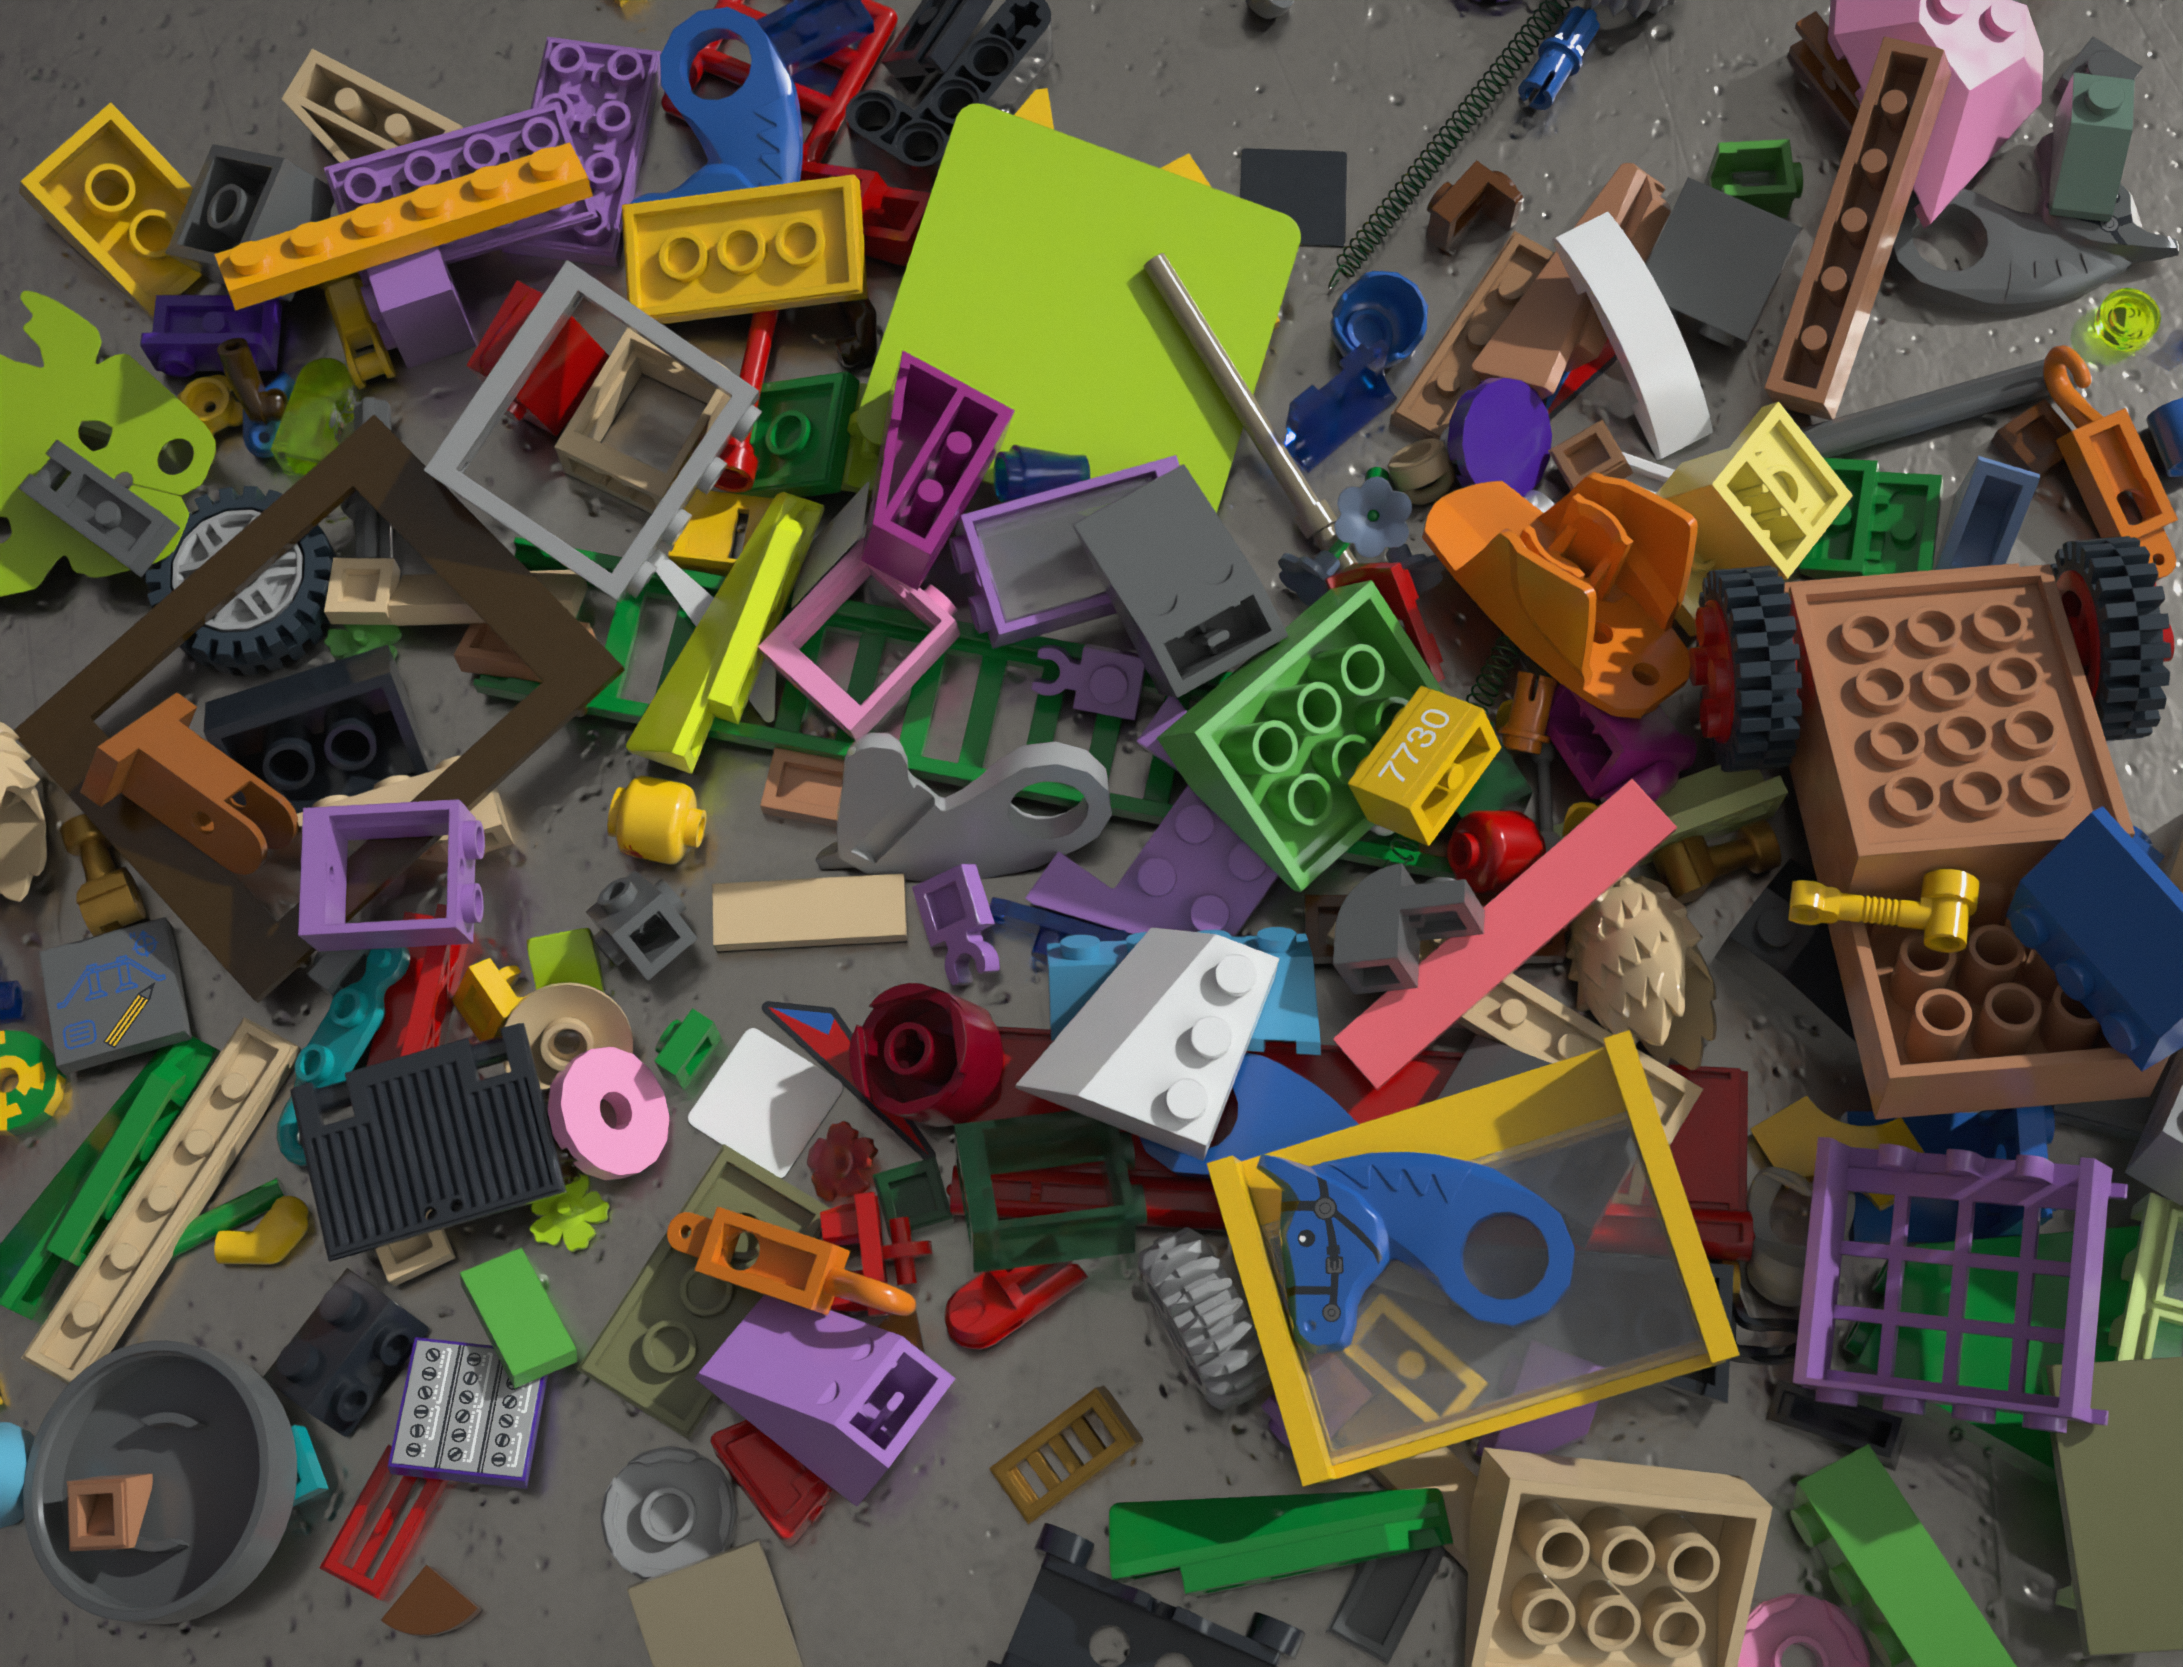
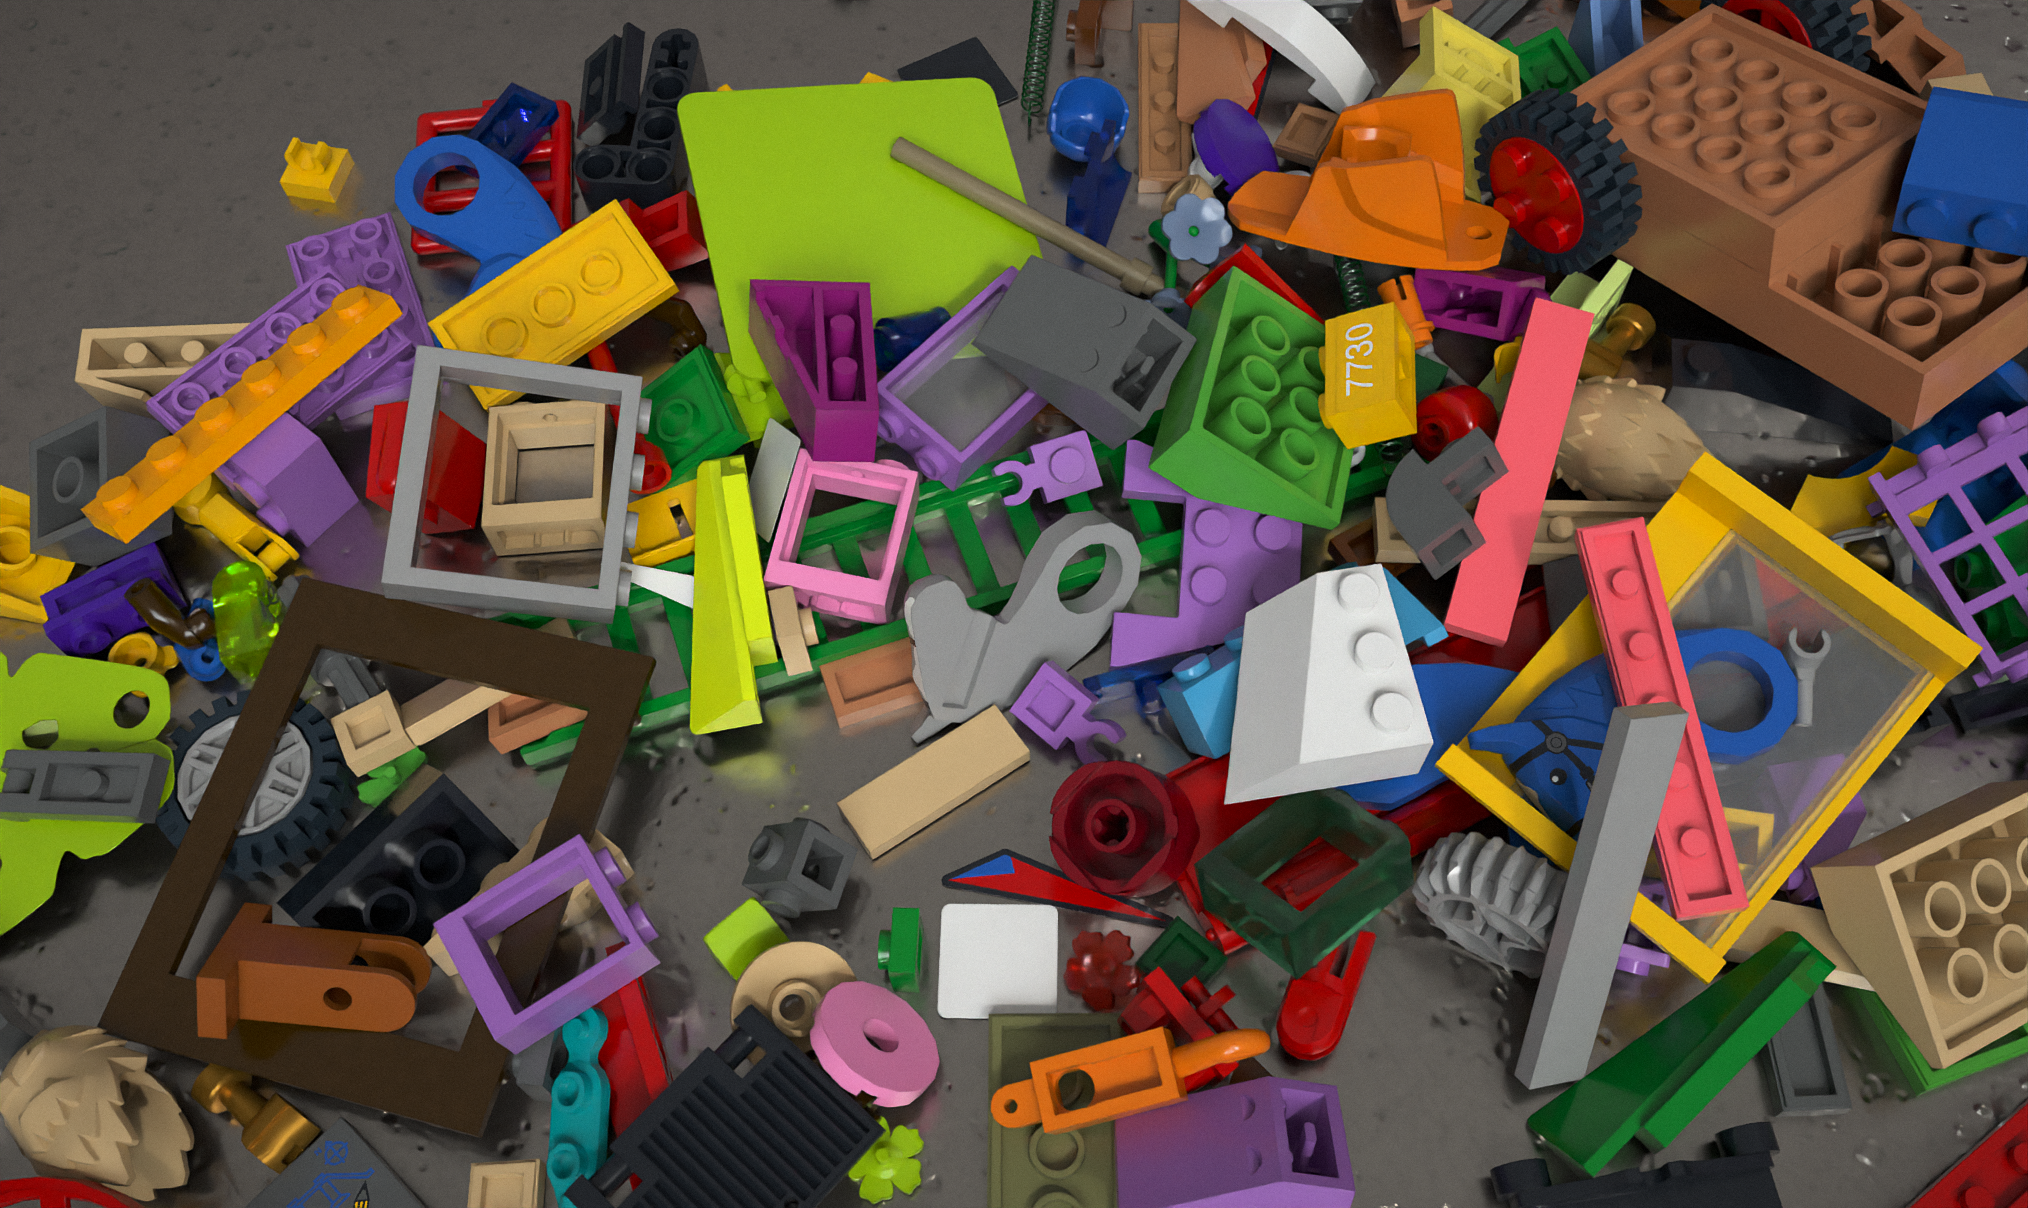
camera: 30 degrees left, 10 degrees down
(487, 997) = (696, 1012): yellow tile -> none
(656, 820) = (755, 776): yellow head -> none
(760, 705) = (793, 629): none -> tan plate
(1113, 1418) = (1495, 1084): pearl gold slope -> none
(1252, 1356) = (1600, 891): none -> light grey tile
(1424, 1238) = (1647, 668): none -> coral tile
(1586, 1283) = (1804, 667): none -> light grey hand
(1943, 911) = (1849, 242): yellow brick -> none

